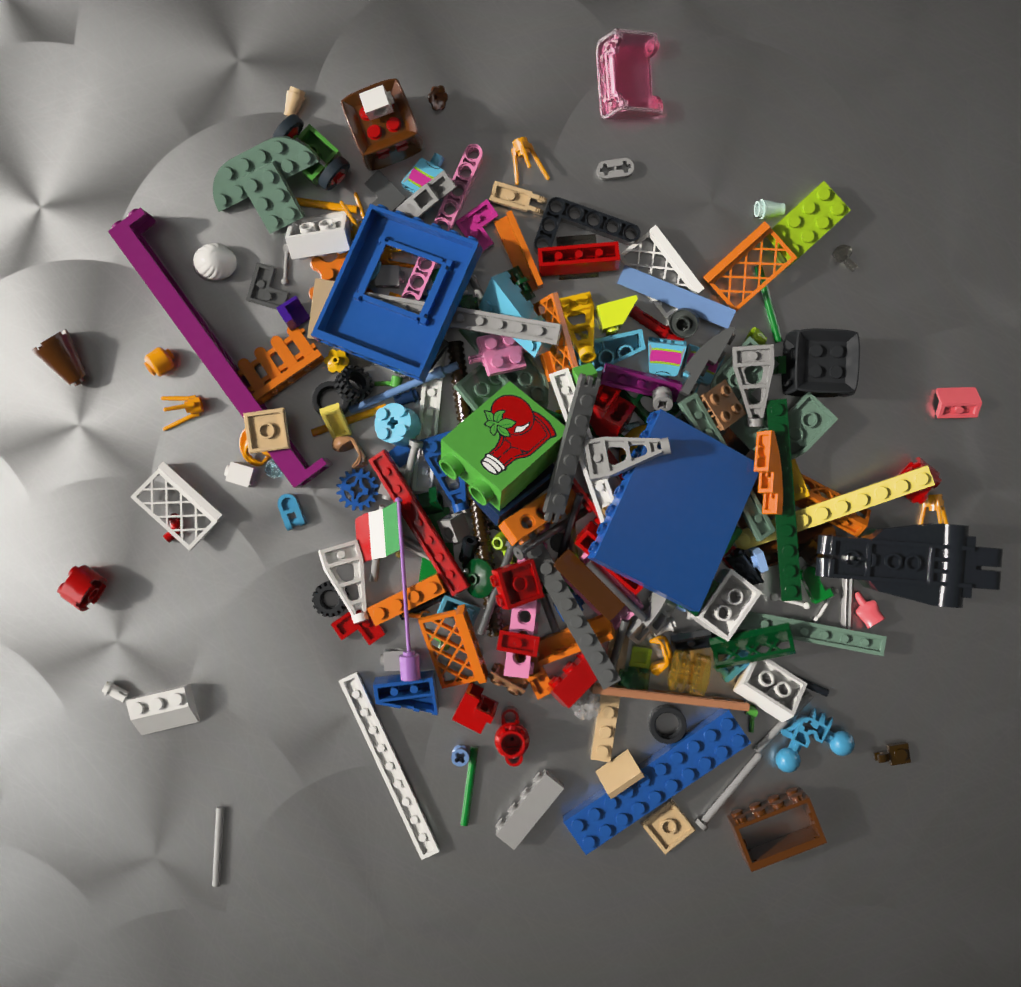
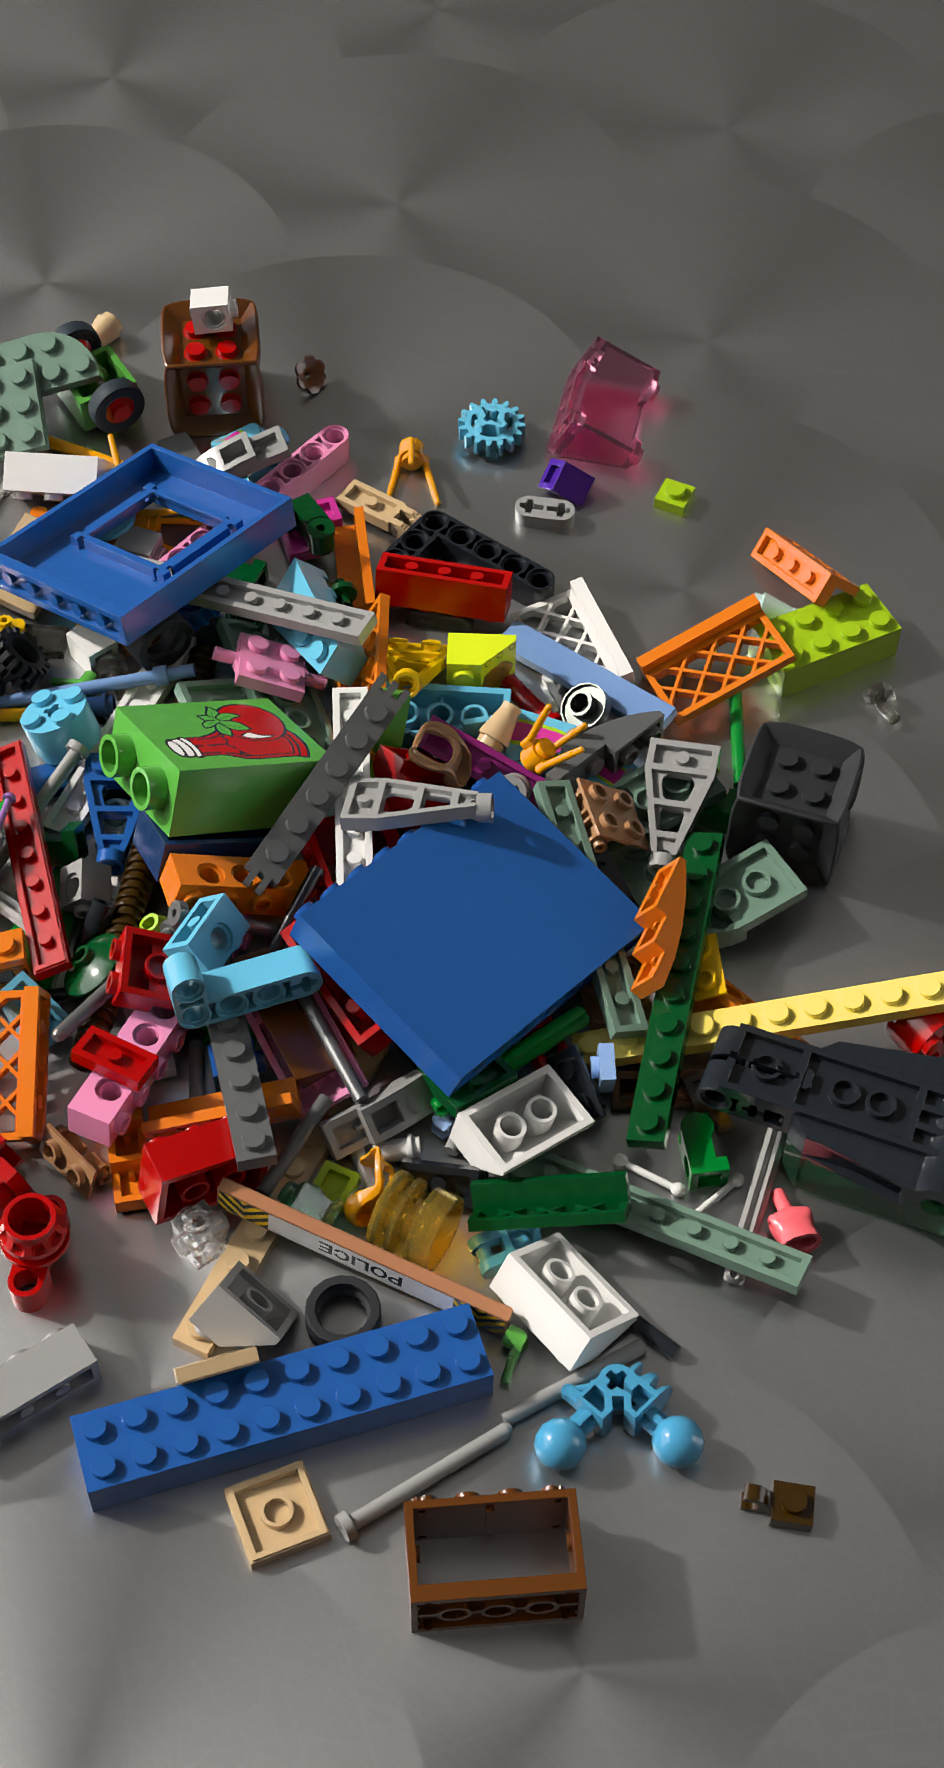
camera: 15 degrees right, 35 degrees down
(485, 231) = (313, 525): none -> dark green leg
(541, 564) = (209, 932): none -> medium azure brick
(558, 104) = (491, 427): none -> medium azure gear
(569, 589) = (238, 987): none -> medium azure beam
(621, 142) = (566, 481): none -> dark purple panel
(623, 743) = (243, 1312): none -> light grey slope
(628, 396) = (458, 769): none -> medium nougat piece
(643, 360) = (500, 727): none -> tan cone
(673, 372) = (540, 753): none -> light orange plant
(688, 131) = (674, 497): none -> lime plate
(783, 178) = (800, 568): none -> orange fence

